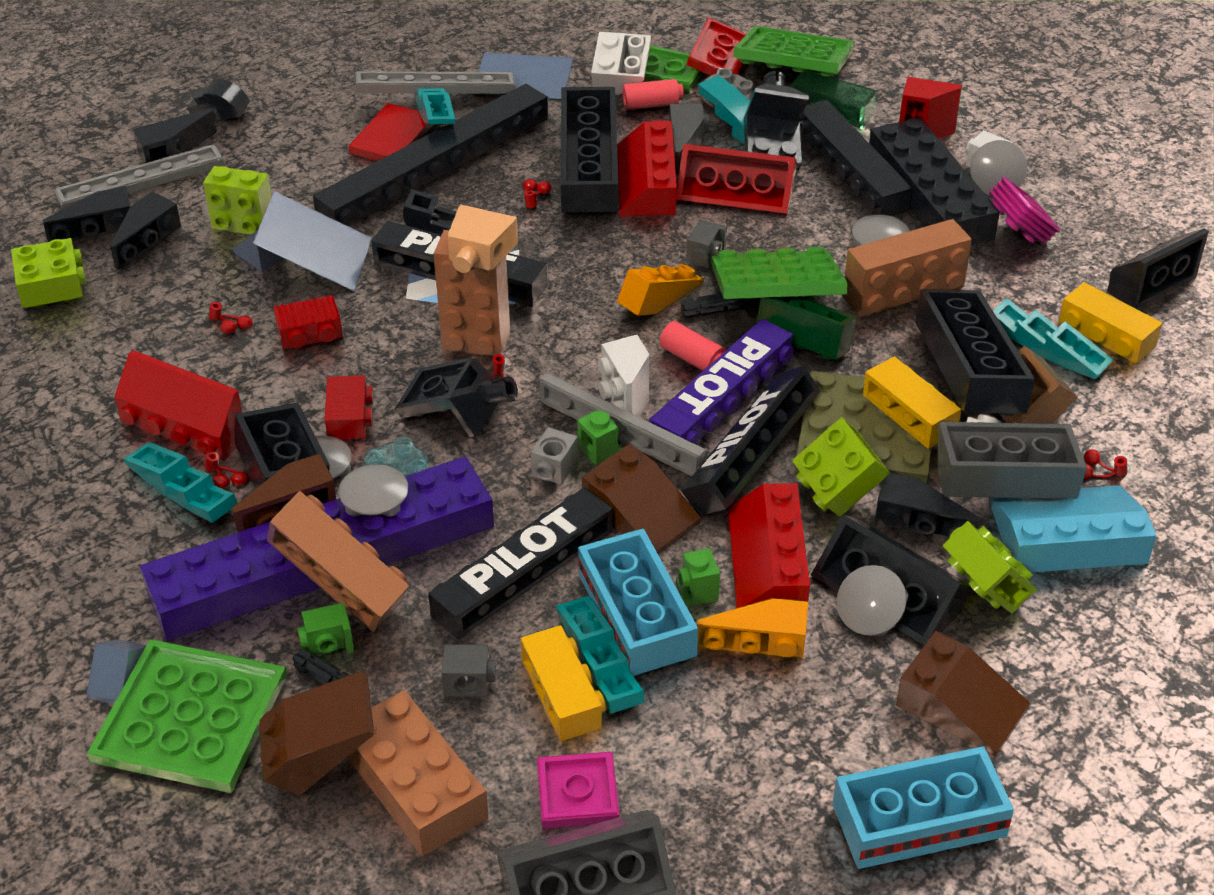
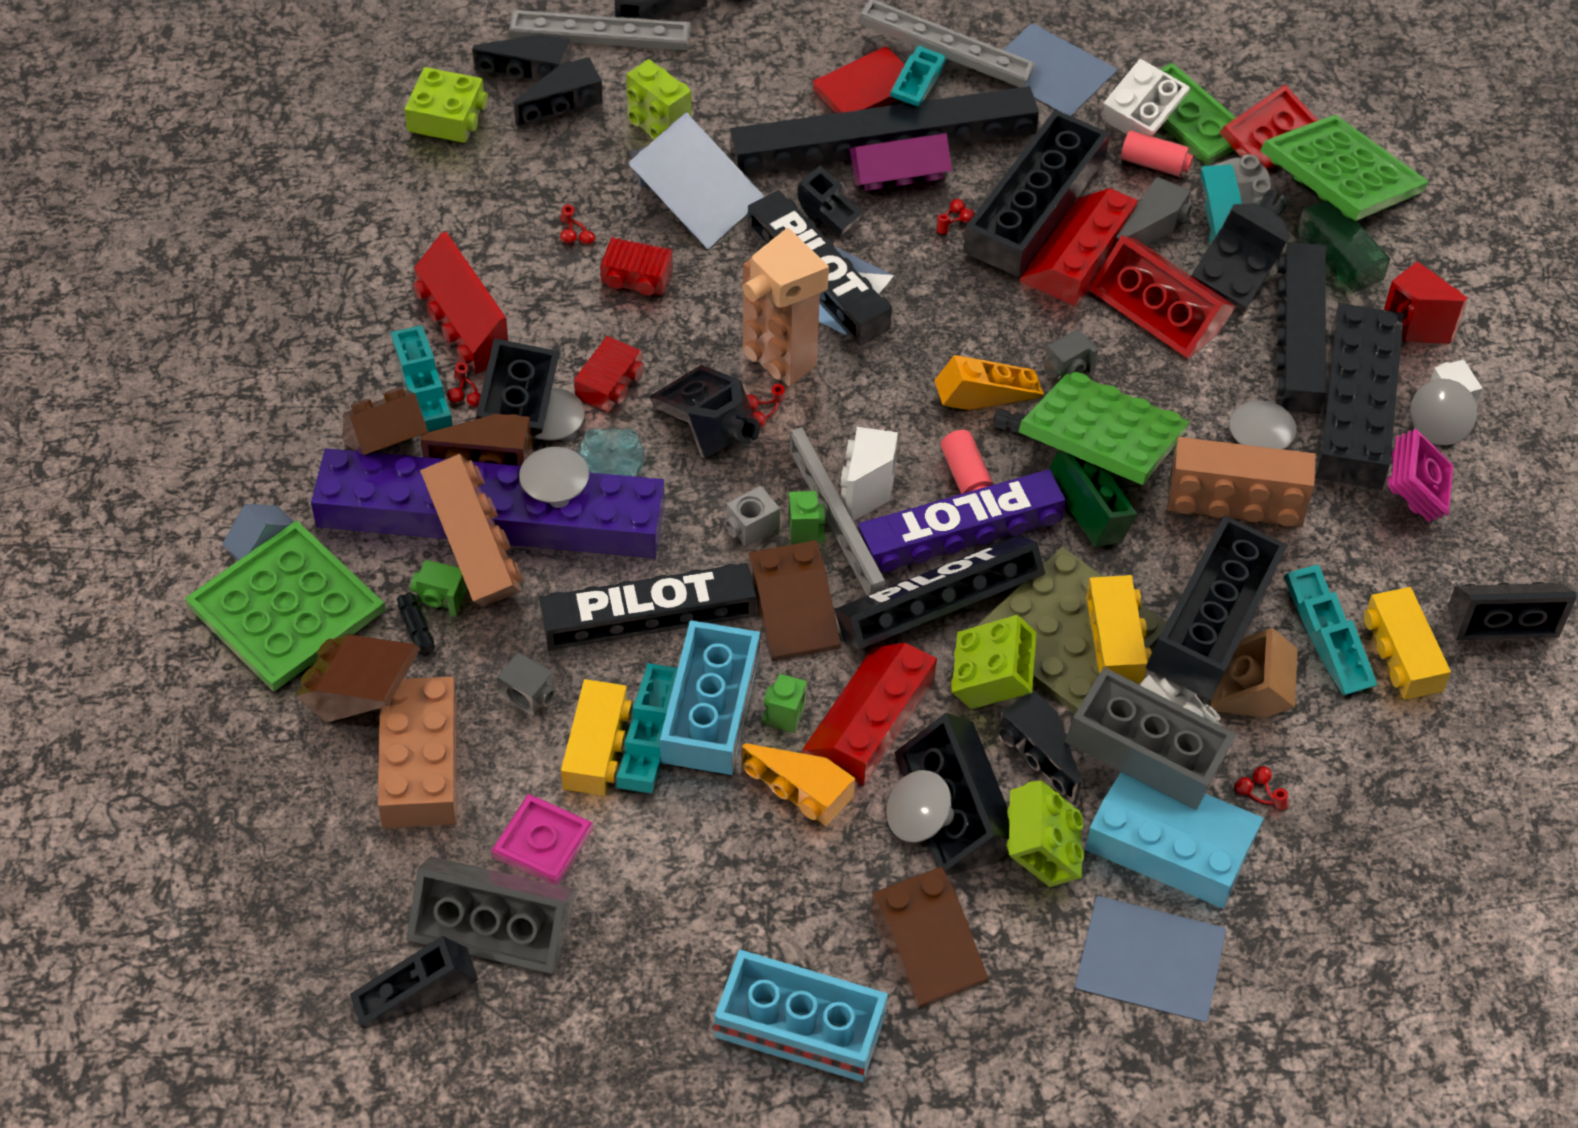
camera: 30 degrees right, 10 degrees up
(185, 516) = (383, 422): none -> reddish brown slope
(466, 168) = (901, 161): none -> magenta brick
(1131, 626) = (1151, 958): none -> sand blue sticker

